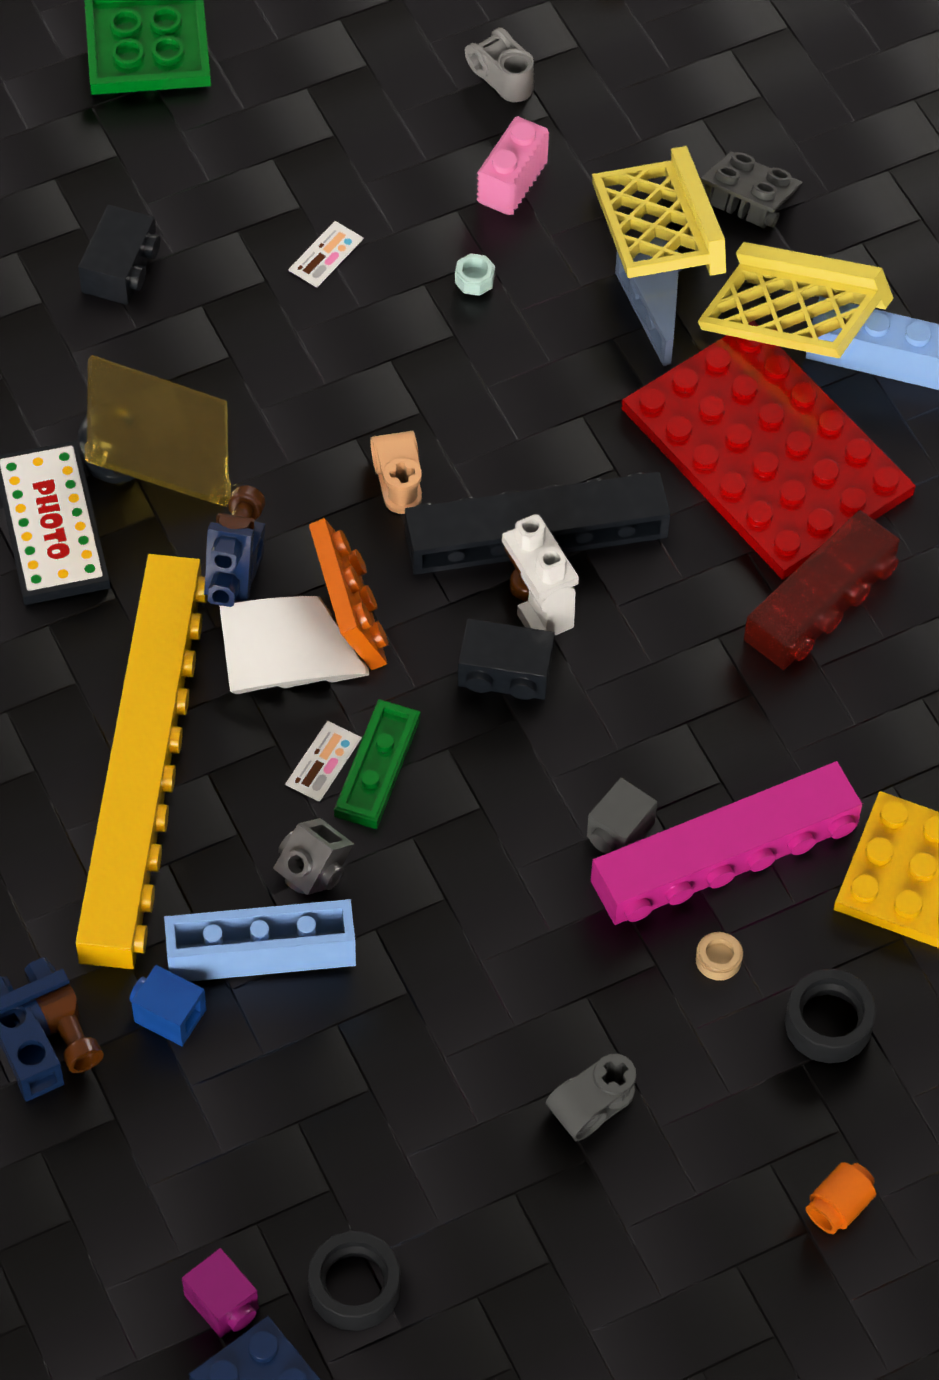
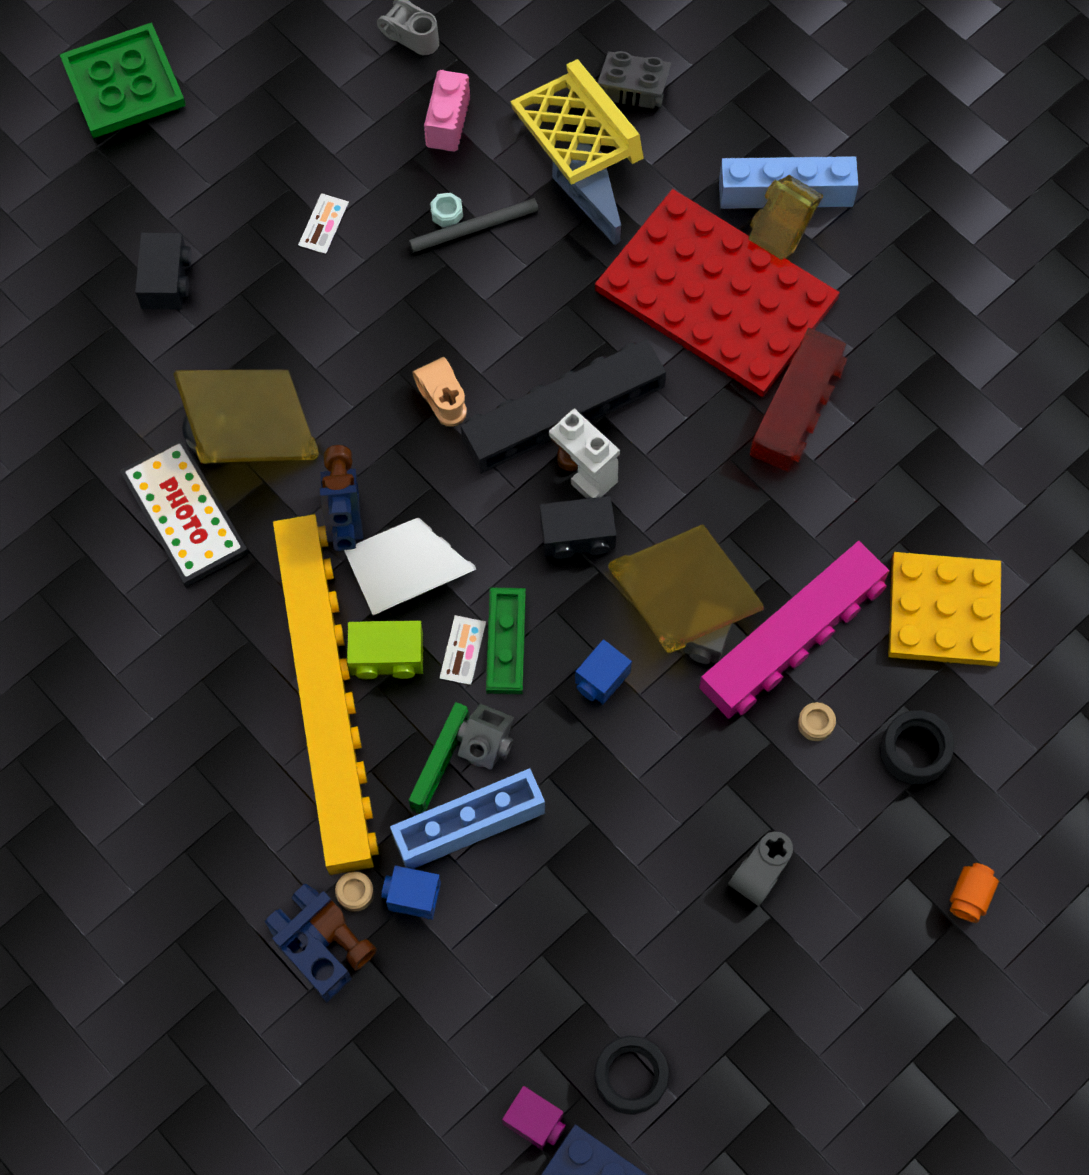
camera: 15 degrees left, 10 degrees up
(101, 988) = (354, 891): none -> tan tile
(231, 730) = (385, 649): none -> lime brick
(249, 868) = (438, 760): none -> green tile
(348, 595) = (441, 510): orange plate -> none
(478, 827) = (602, 672): none -> blue brick
(502, 300) = (473, 225): none -> dark grey bar
(609, 758) = (685, 588): none -> clear yellow piece
(806, 277) = (709, 146): light yellow fence -> none
(874, 380) = (784, 216): none -> clear yellow brick

